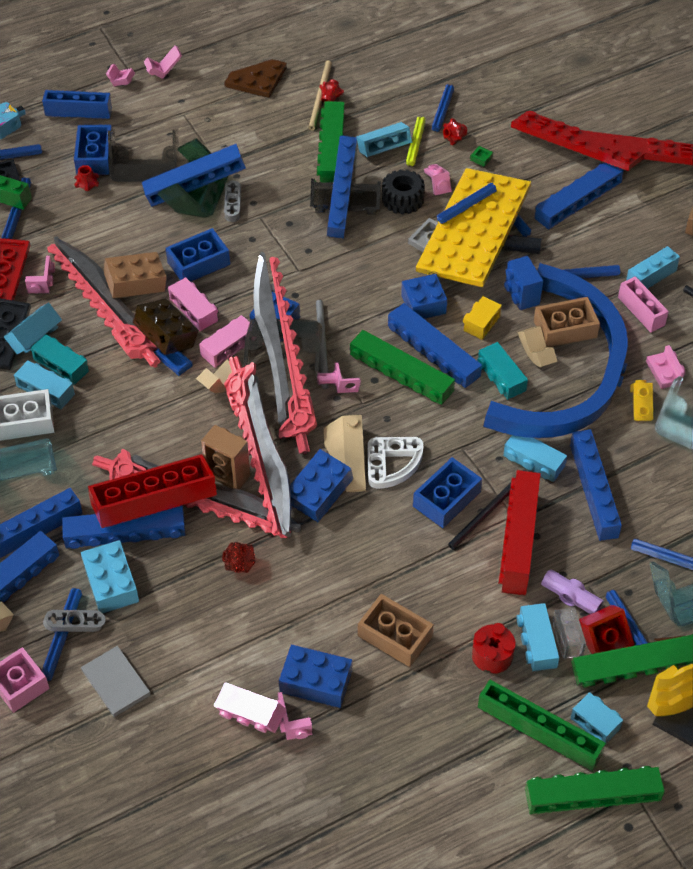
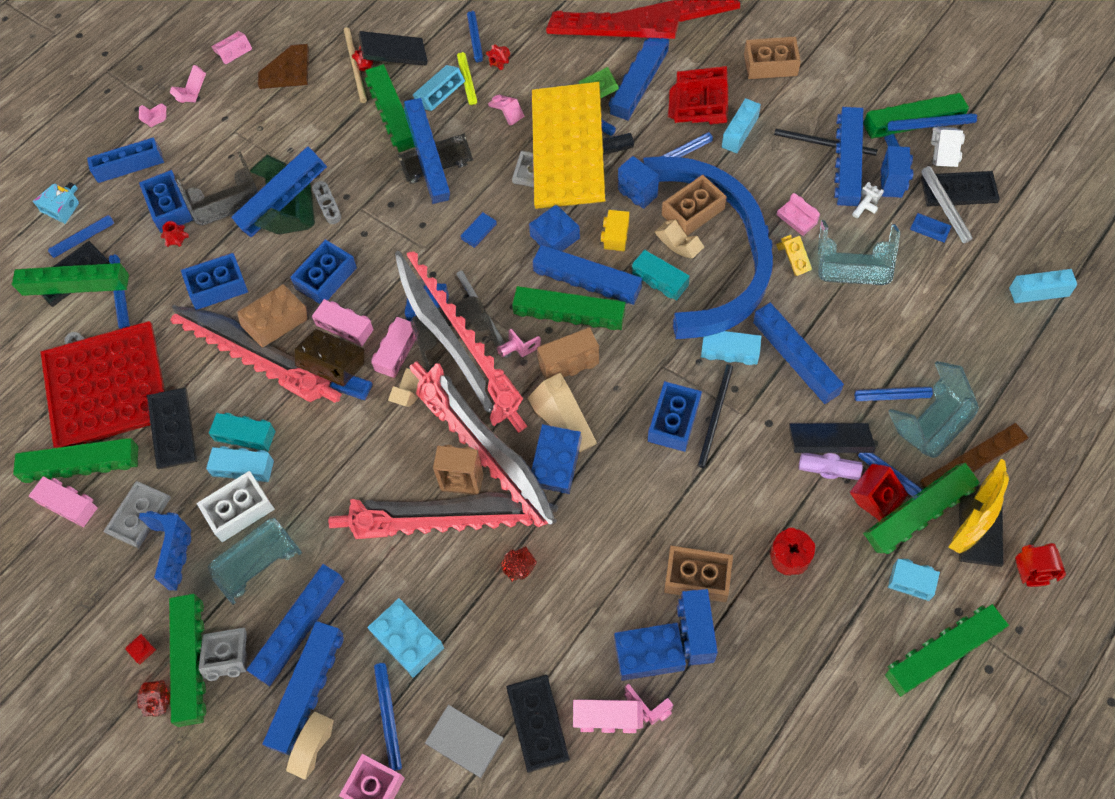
camera: 20 degrees left, 10 degrees up
(33, 328) = (200, 412): medium azure brick -> none
(41, 284) = (182, 361): bright pink bracket -> none
(80, 614) = (412, 696): light grey beam -> none
(86, 529) = (392, 579): blue brick -> none
(100, 229) = (214, 281): none -> blue brick
(152, 490) = (406, 535): red brick -> none
(186, 694) = (537, 723): none -> black tile
(218, 43) = (232, 47): none -> bright pink bracket
(356, 272) = (478, 230): none -> blue tile
(360, 91) = (392, 48): none -> black tile
(368, 672) = (697, 627): none -> blue brick
(378, 403) = (569, 354): none -> medium nougat brick
(385, 450) = (594, 398): white beam -> none
(403, 191) = (483, 123): black tyre -> none
(466, 203) = (552, 125): blue axle -> none
(481, 156) = (534, 71): green plate -> none
(519, 533) = (760, 429): red brick -> none
(538, 637) = (824, 523): medium azure brick -> none
(540, 187) = (605, 79): none -> bright green tile
(541, 725) = (872, 609): green brick -> none
(569, 633) = (848, 507): clear brick -> none
(586, 568) = (831, 438): none -> black tile
(628, 230) = (700, 96): none -> red slope
(643, 304) = (750, 162): bright pink brick -> none

